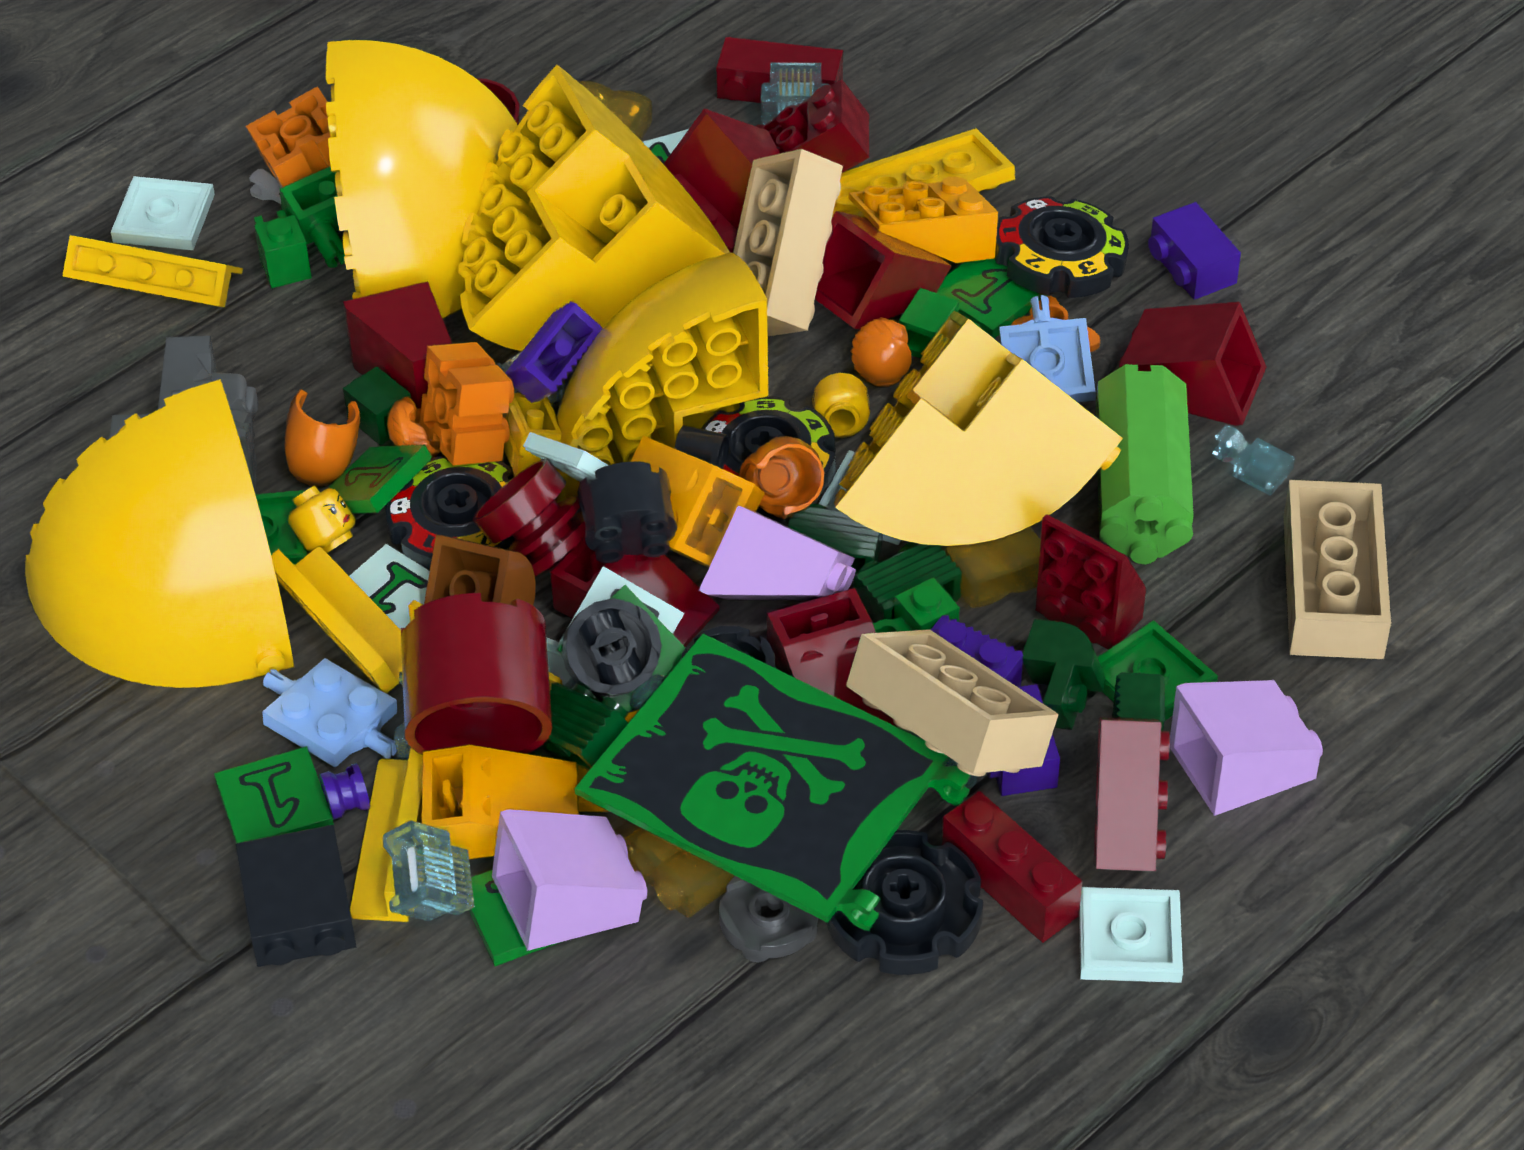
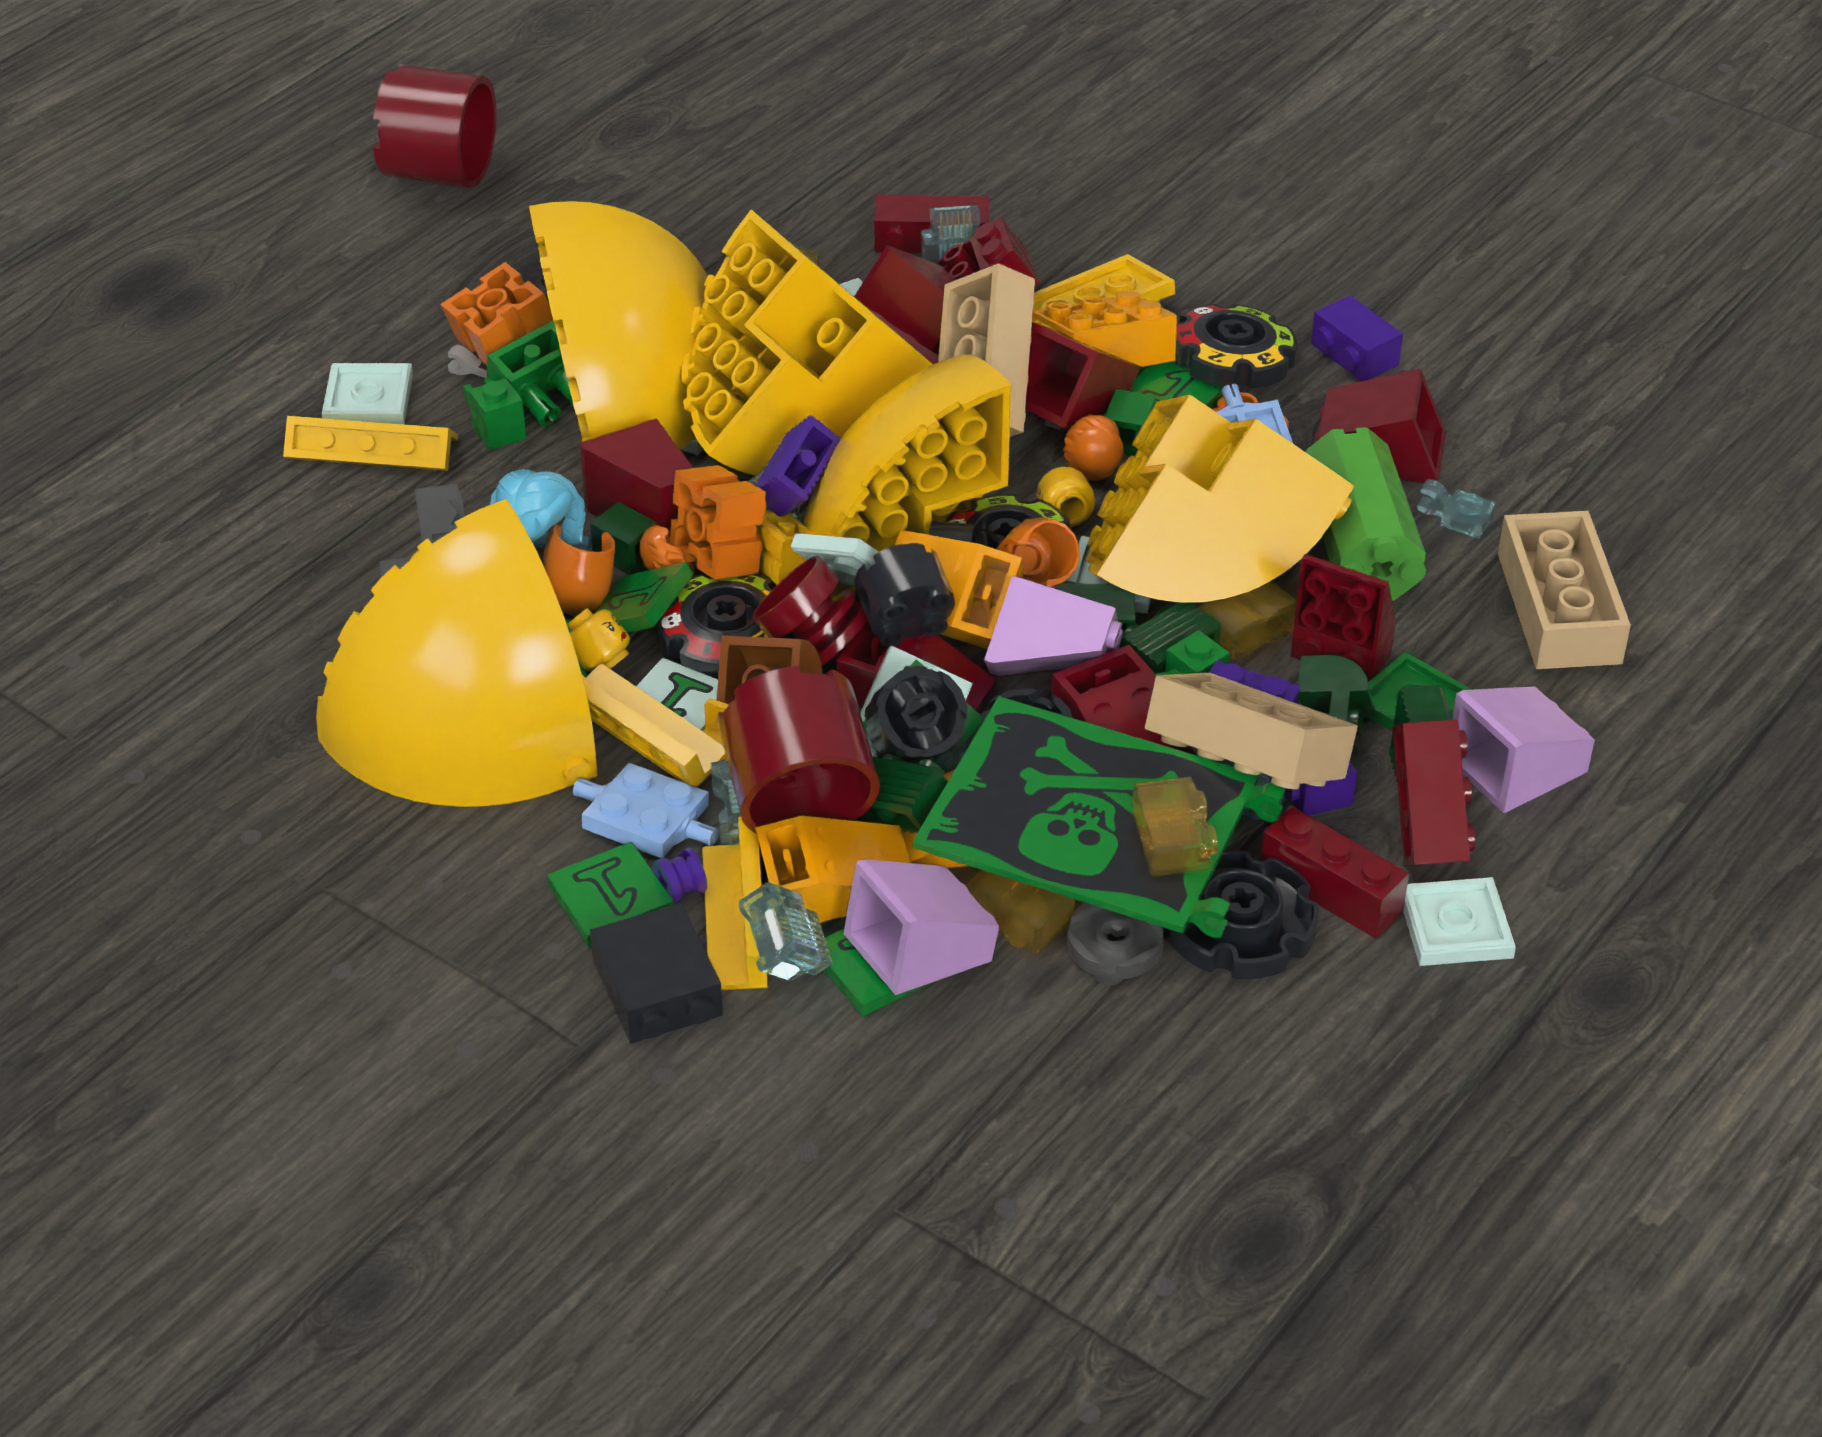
camera: 10 degrees left, 5 degrees down
(281, 364) = (542, 502): none -> medium azure hair
(839, 805) = (1173, 826): none -> clear yellow brick

